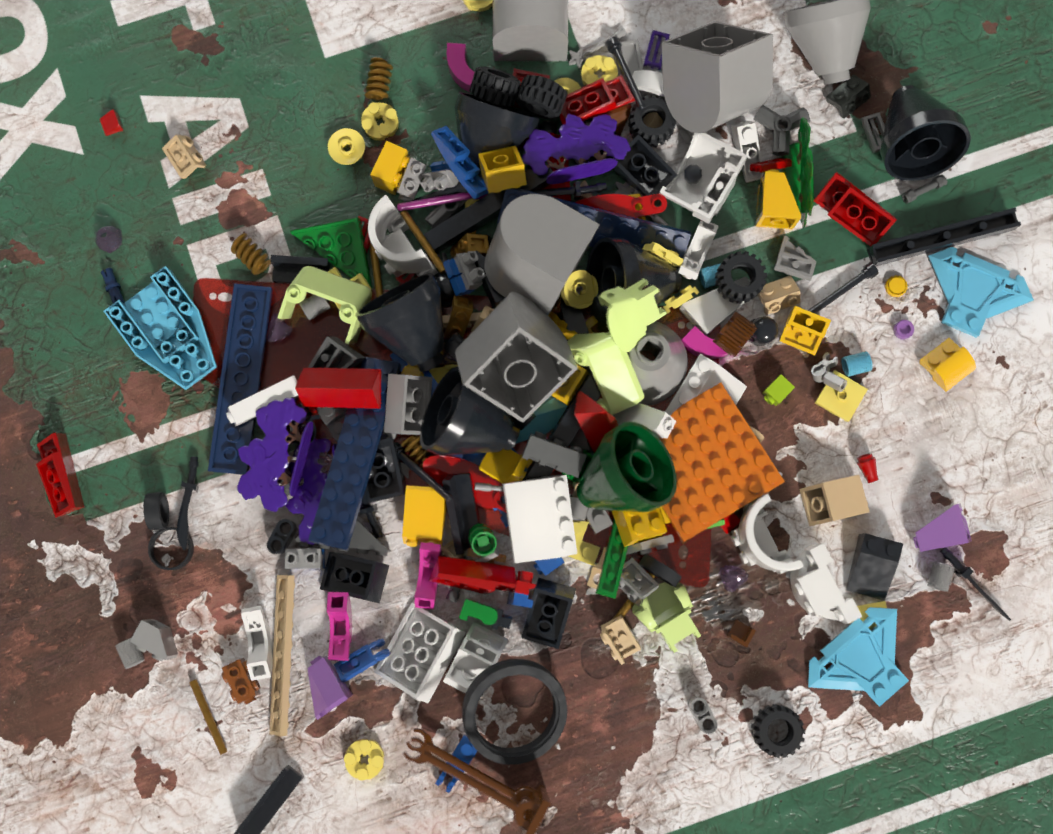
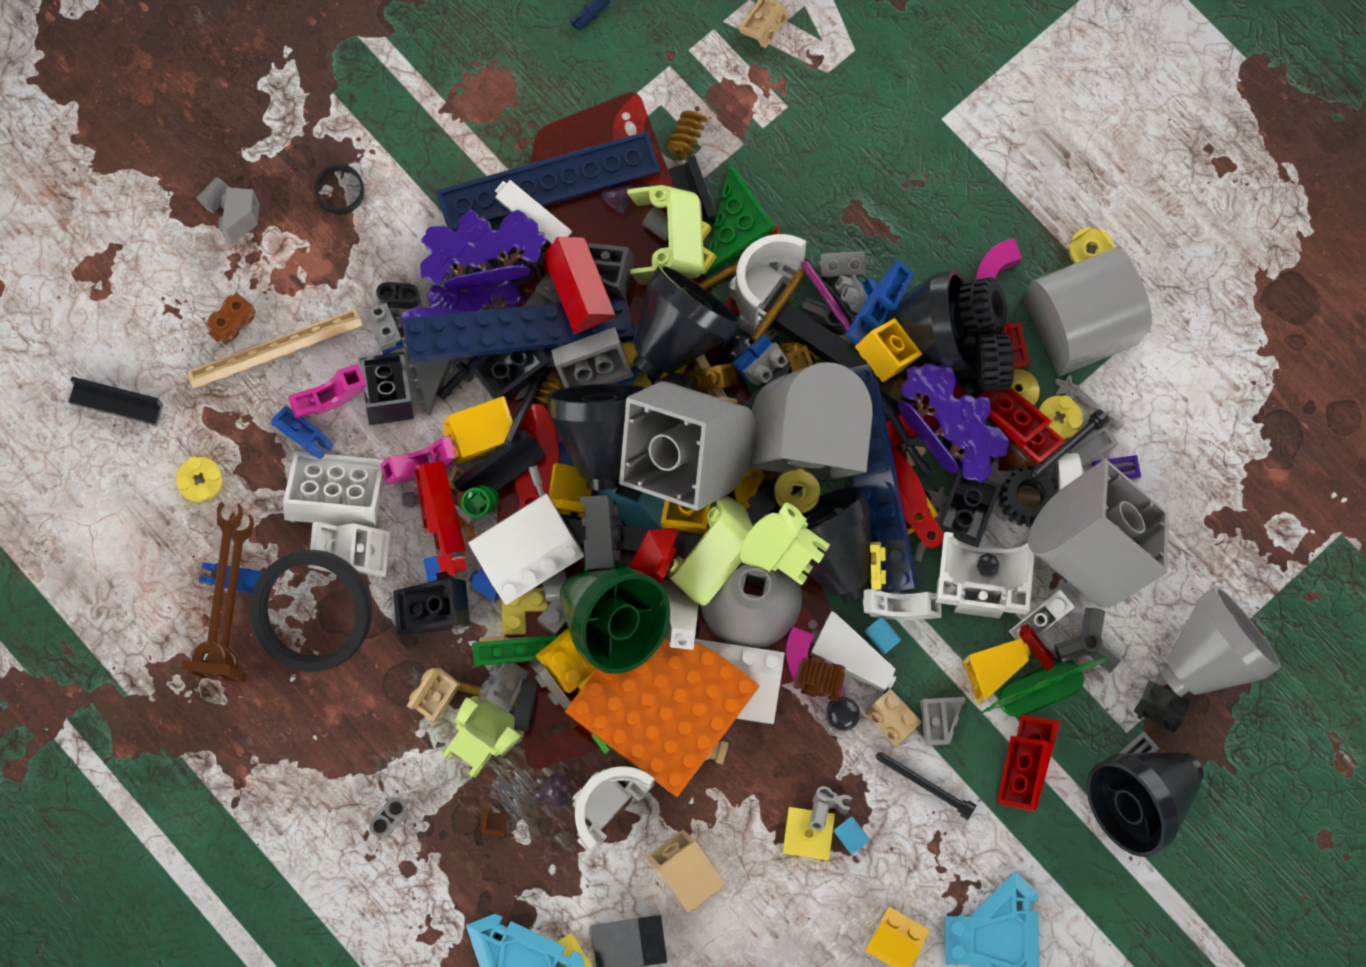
camera: 60 degrees right, 5 degrees down
(59, 475) = (369, 45): red slope -> none
(156, 510) = (372, 156): black tyre -> none
(165, 330) = (567, 83): medium azure wedge -> none
(182, 524) = (372, 188): black sword -> none
(208, 717) = (180, 302): pearl gold bar -> none
(259, 643) = (272, 323): white arch -> none
(326, 686) = (258, 407): medium lavender slope -> none
(346, 138) = (855, 174): light yellow dish -> none
(376, 111) = (903, 195): light yellow plate -> none
(377, 79) = (940, 183): pearl gold piece -> none
(390, 167) = (845, 235): yellow brick -> none
(485, 613) = (402, 539): green hips -> none
(678, 301) = (832, 602): light yellow plate -> none
(730, 522) = (611, 760): red slope -> none
(751, 267) = (898, 643): black tyre -> none
(777, 390) = (782, 758): lime brick -> none
(790, 742) = (389, 891): black tyre -> none
(804, 330) = (863, 760): yellow brick -> none
(817, 589) = (573, 881): white piece -> none
(868, 466) = (739, 895): red cone -> none
(896, 286) = (963, 848): yellow piece -> none
(903, 329) = (916, 875): medium lavender tile -> none
(911, 195) = (1107, 848): dark grey bar -> none
(943, 237) = (1044, 879): black tile -> none

